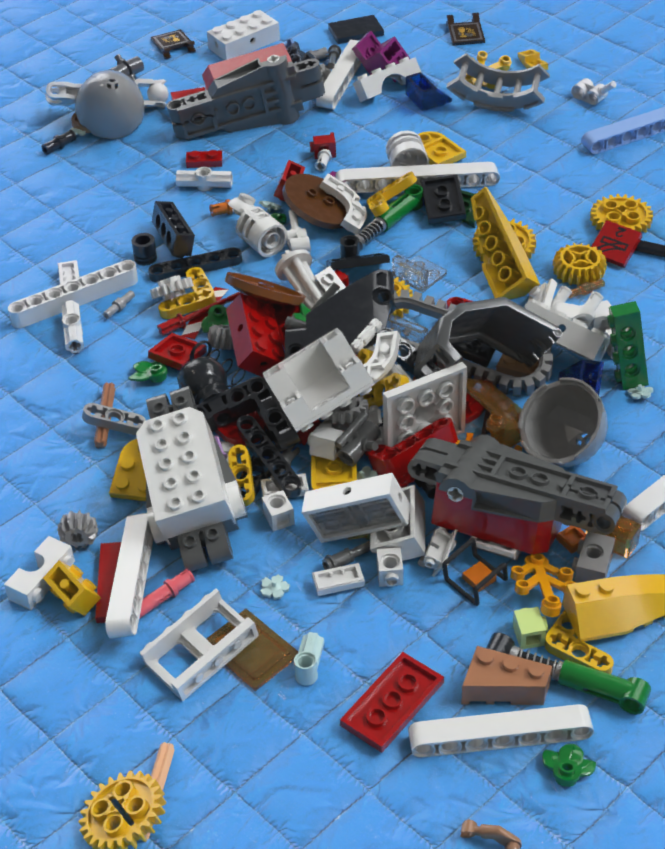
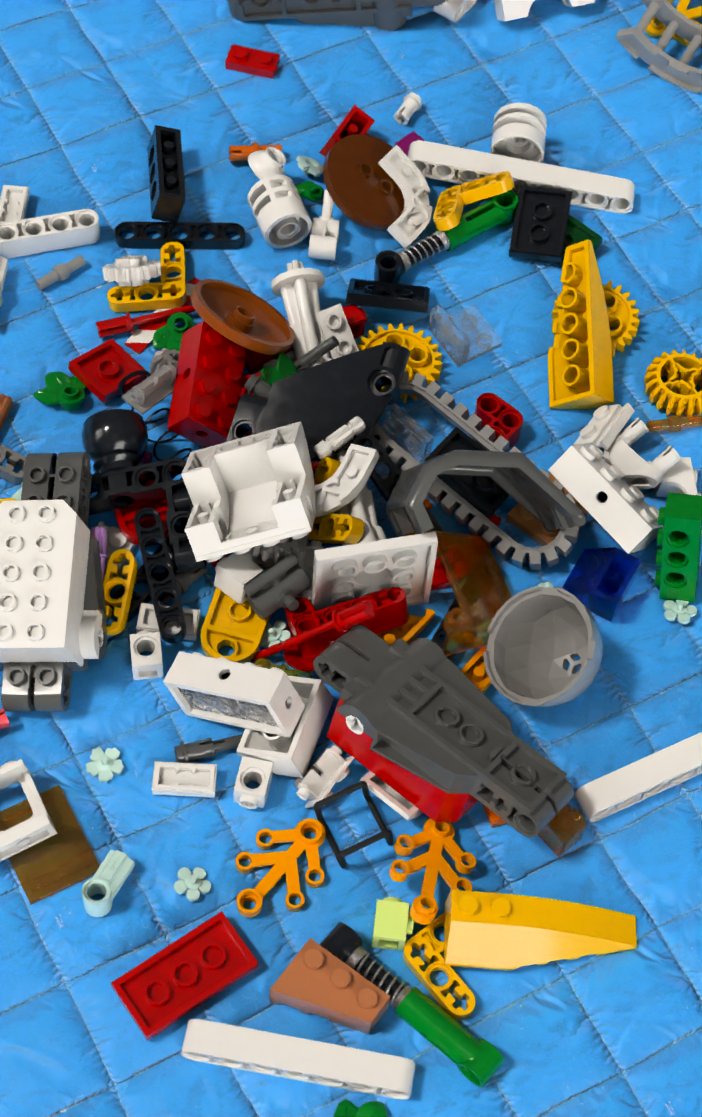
camera: 10 degrees right, 15 degrees up
(144, 249) = (120, 194): black piece -> none
(204, 179) = (238, 97): white piece -> none
(218, 345) = (152, 389): none -> light grey hinge
(323, 142) = (418, 83): red brick -> none
(372, 643) = (192, 883): none -> light aqua plant
(417, 437) = (341, 621): none -> red piece
(425, 92) = (589, 30): clear blue slope -> none
(441, 149) = (569, 135): yellow plate -> none
(443, 590) = (283, 863): none -> light orange plant
(476, 574) = (359, 826): orange tile -> none
(594, 557) = (507, 867): light grey brick -> none

